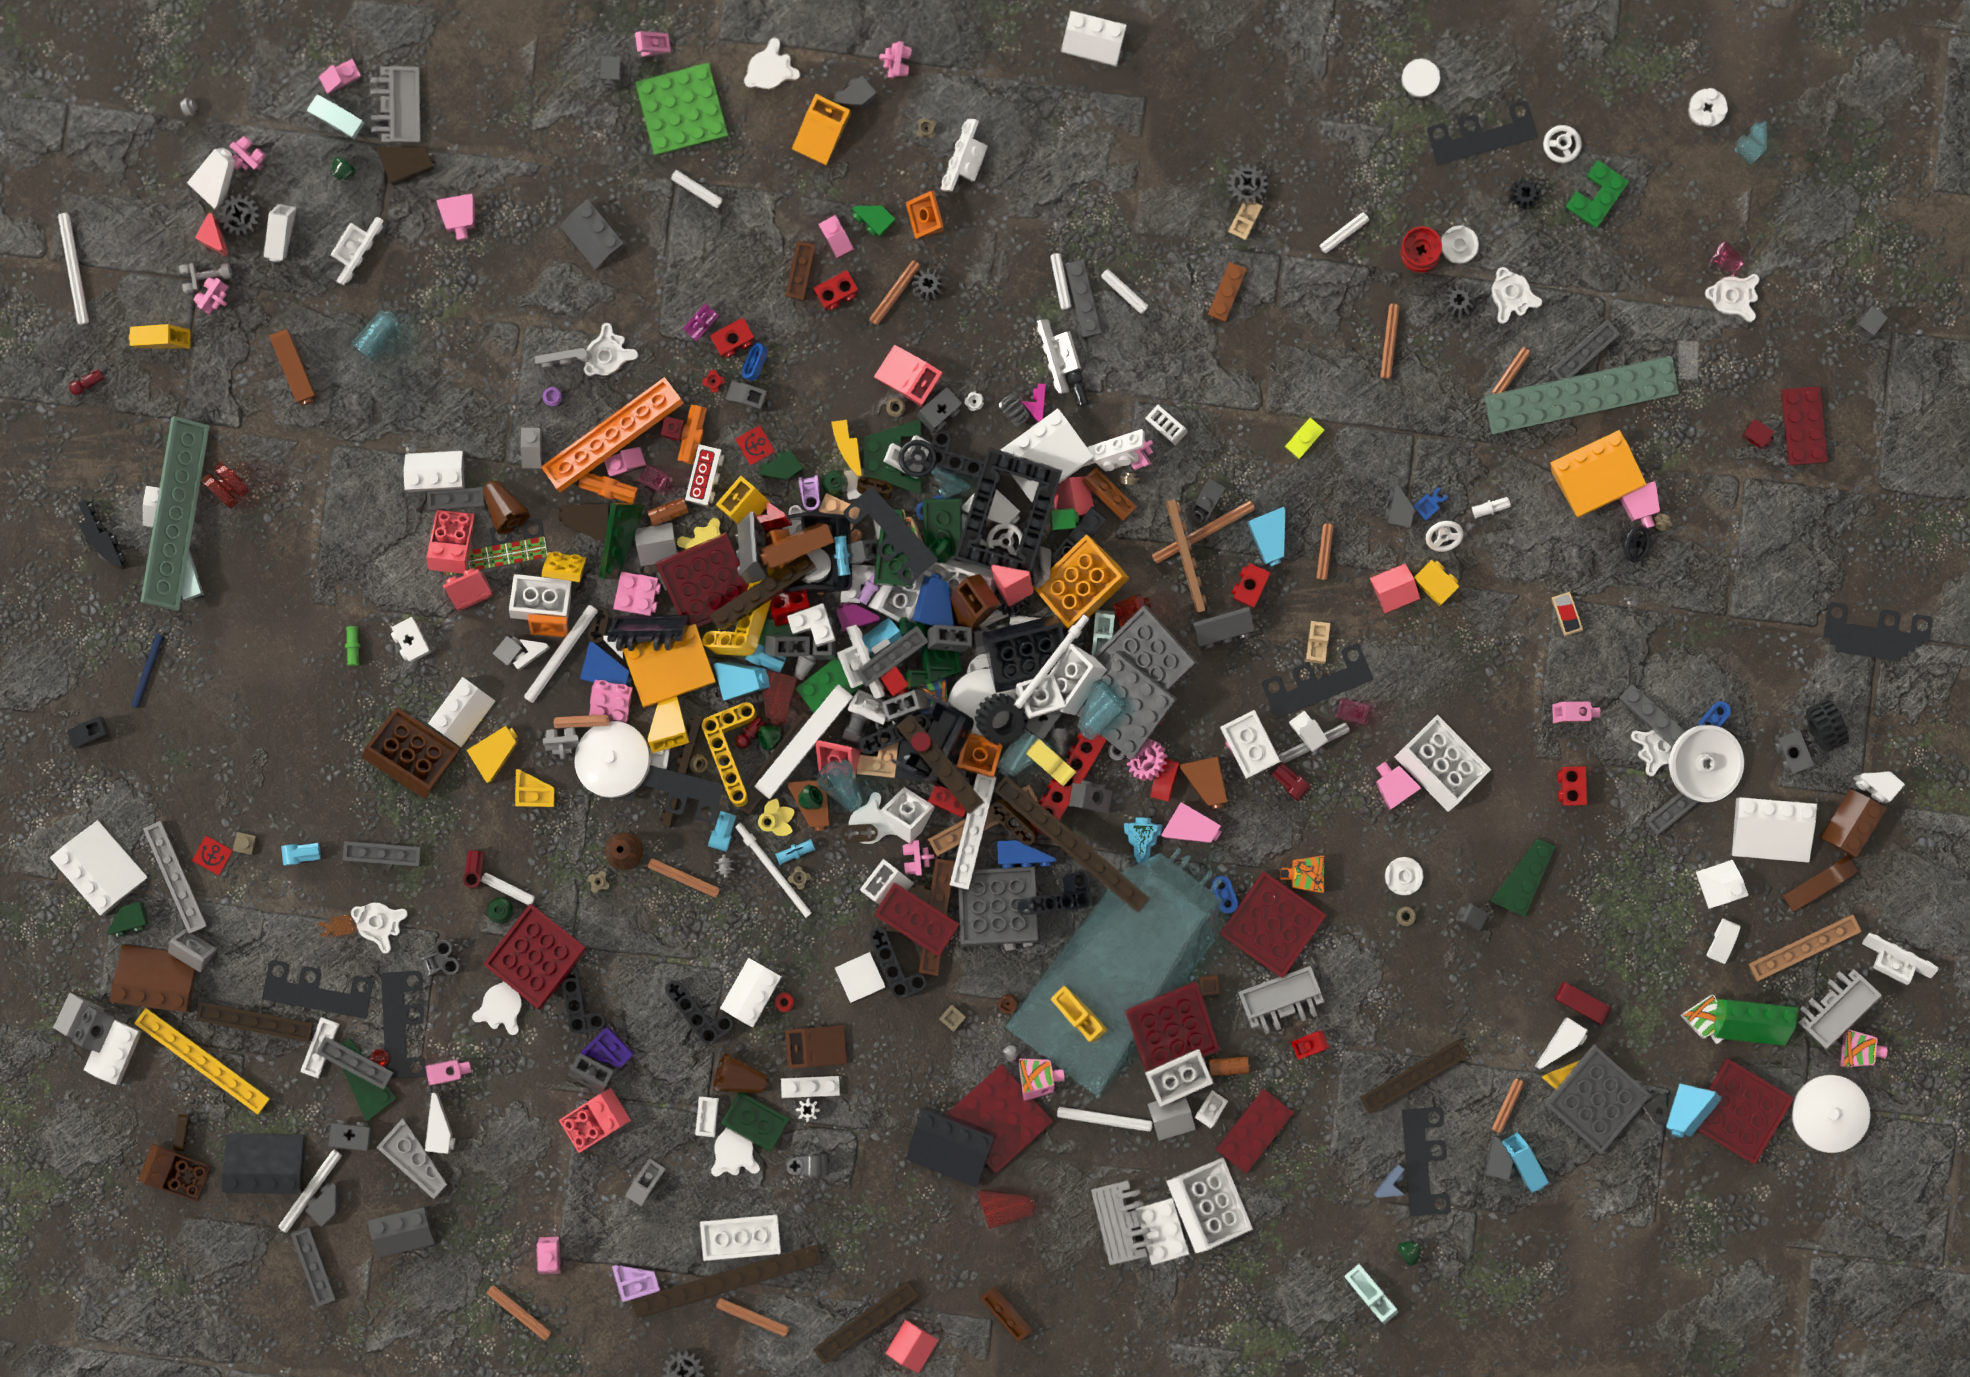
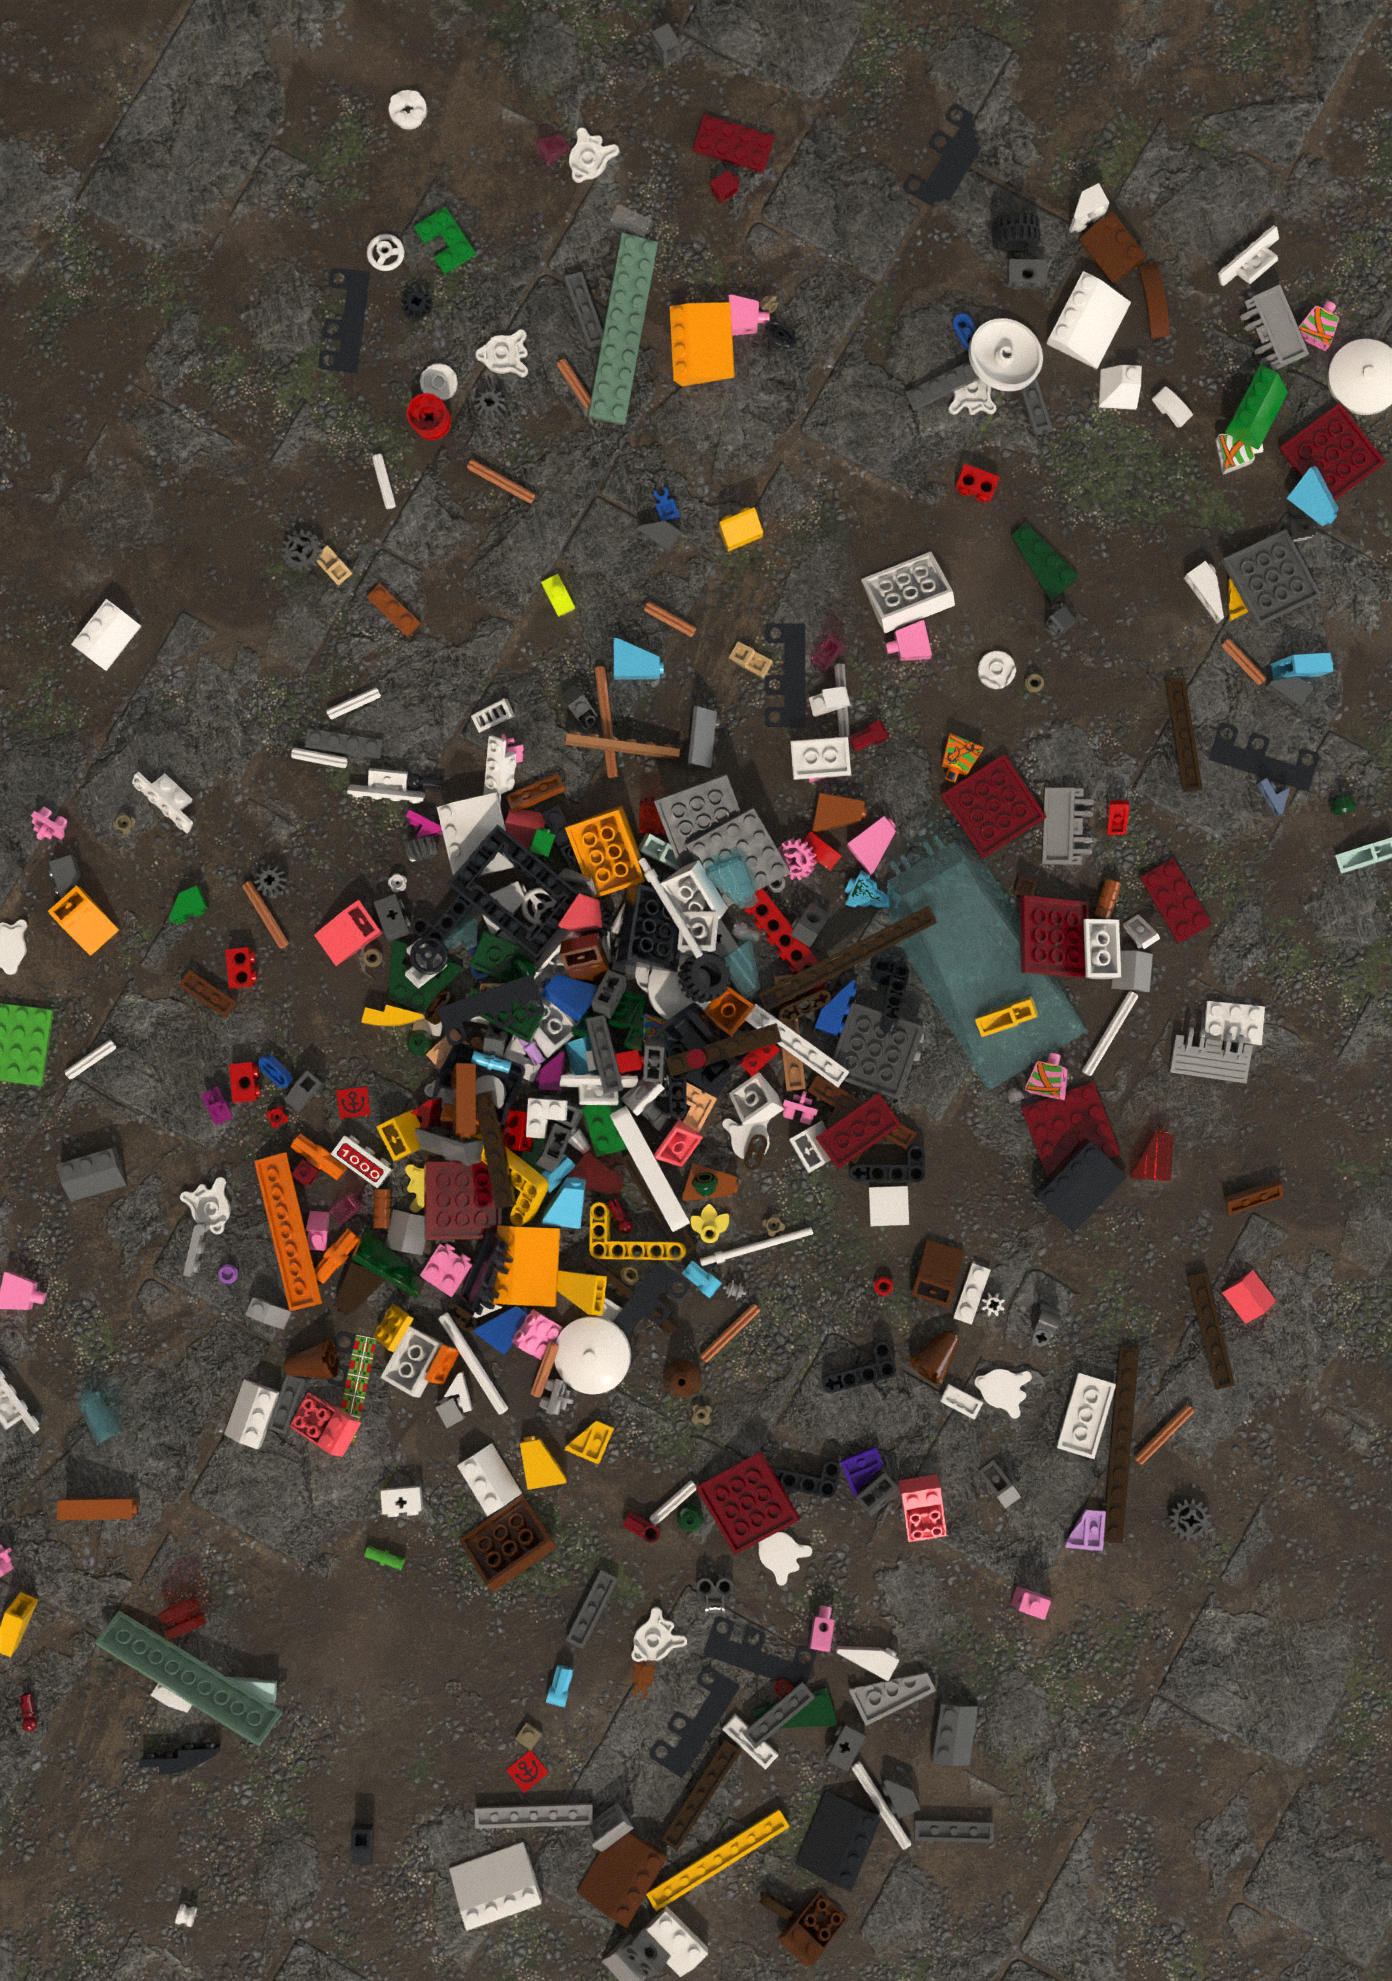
camera: 70 degrees left, 0 degrees up
(129, 918) = (554, 1876): dark green slope -> none
(147, 670) = (327, 1763): dark blue bar -> none
(468, 589) = (377, 1426): coral slope -> none
(518, 1312) = (1073, 1652): nougat axle -> none
(751, 992) = (862, 1313): white slope -> none
(755, 1121) = (984, 1358): dark green tile -> none
(769, 737) = (631, 1200): dark green cone -> none
(782, 468) = (385, 1085): dark green slope -> none
(795, 851) = (748, 1218): medium azure pin -> none
(810, 490) = (416, 1069): lavender piece -> none
(836, 236) = (190, 948): bright pink slope -> none
(841, 784) = (703, 1150): clear light blue cone -> none
(925, 215) = (205, 857): orange slope -> none
(952, 1018) = (961, 1135): dark tan plate -> none
(1008, 1003) = (968, 1079): reddish brown tile -> none
(1050, 762) = (762, 947): light yellow piece -> none
(1129, 478) = (528, 768): dark tan plate -> none
(1209, 1205) = (1228, 969): white slope -> none
(1226, 894) = (948, 836): blue plate -> none
(1250, 597) = (671, 688): red brick -> none
(1395, 588) = (729, 569): coral slope -> none
(1420, 78) = (270, 354): white tile -> none
(1444, 534) = (698, 504): white piece -> none
(1491, 507) = (691, 452): white axle -> none
(1567, 614) = (817, 424): slope -> none
(1569, 712) = (910, 454): bright pink torso -> none
(1582, 1003) = (1178, 556): dark red beam -> none
(1753, 145) = (459, 81): clear light blue slope -> none
(1804, 947) = (1207, 337): medium nougat plate -> none

